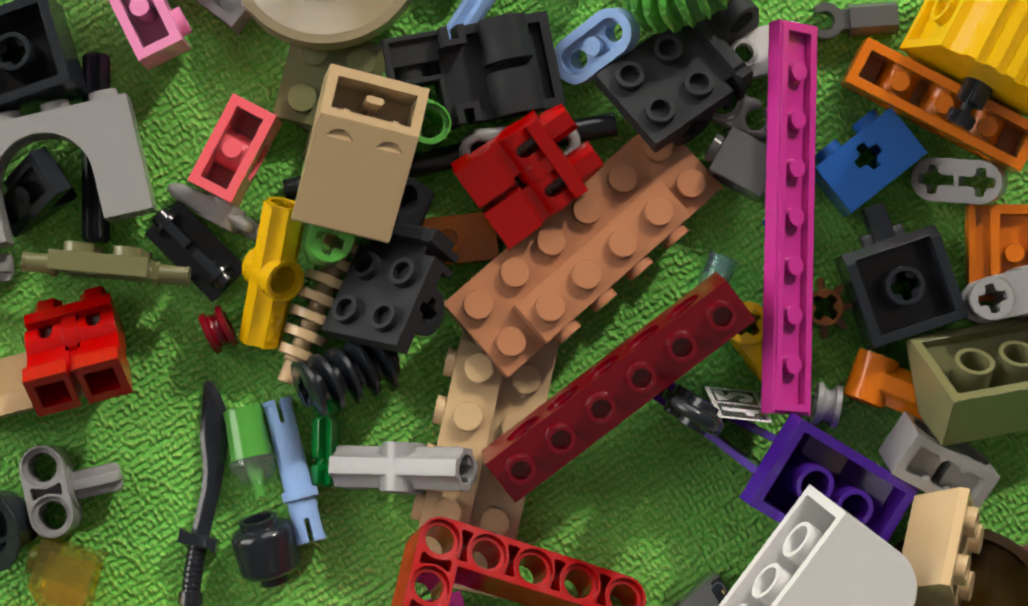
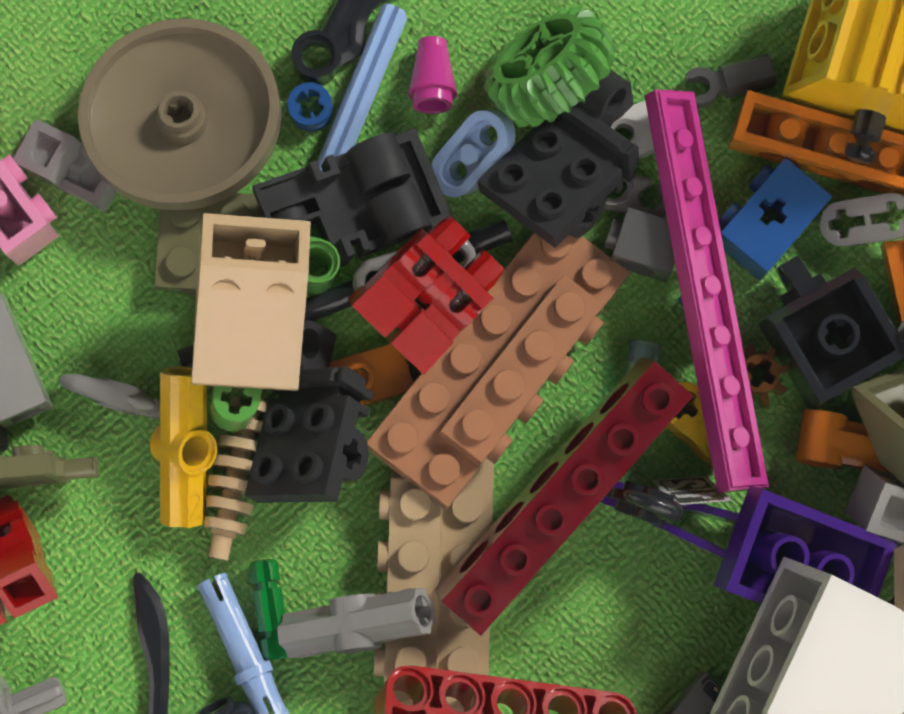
camera: 10 degrees left, 5 degrees down
(192, 244) = (92, 433): black hinge -> none
(218, 329) = (137, 517): dark red bush -> none
(235, 150) = (122, 328): coral brick -> none
(250, 447) = (192, 633): bright green piece -> none
(344, 373) = (277, 536): black piece -> none
(826, 405) = (783, 474): light grey bush -> none

